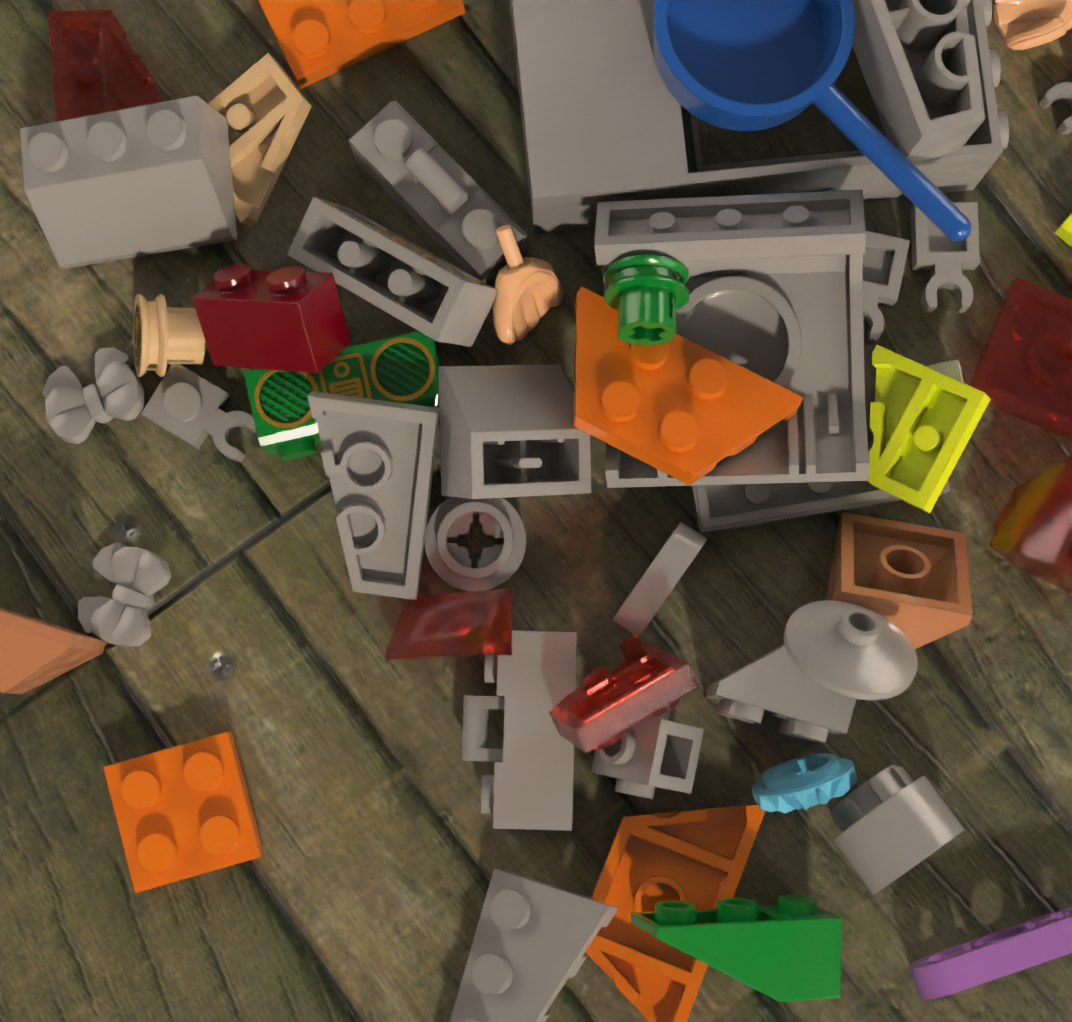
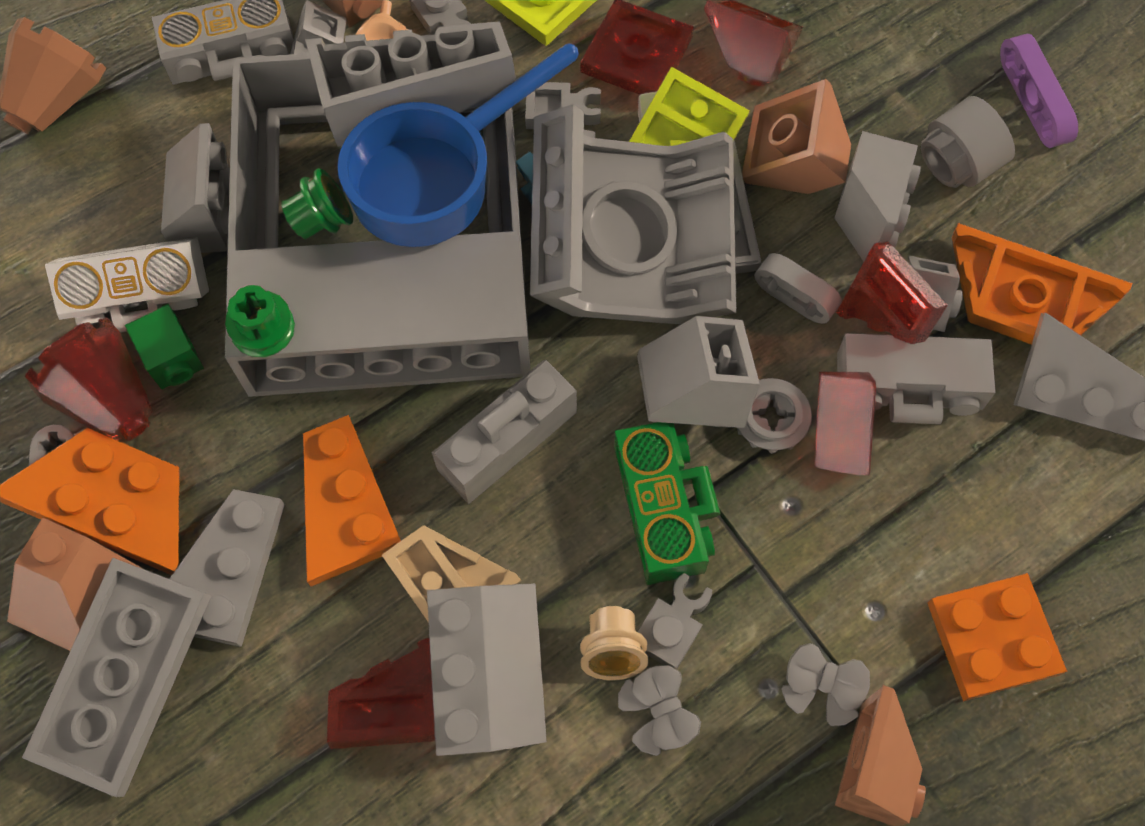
camera: 90 degrees left, 15 degrees down
(272, 318) = (608, 547): dark red brick -> none
(381, 486) = (738, 470): light grey wing -> none
(392, 273) = (572, 455): light grey piece -> none
(524, 290) = (583, 371): light nougat piece -> none
(646, 296) = (606, 263): green piece -> none
(667, 400) = (669, 266): orange wing -> none
(777, 949) = (1056, 220): green slope -> none
(804, 782) = (937, 181): medium azure gear -> none
(850, 650) = (860, 139): light grey dish -> none

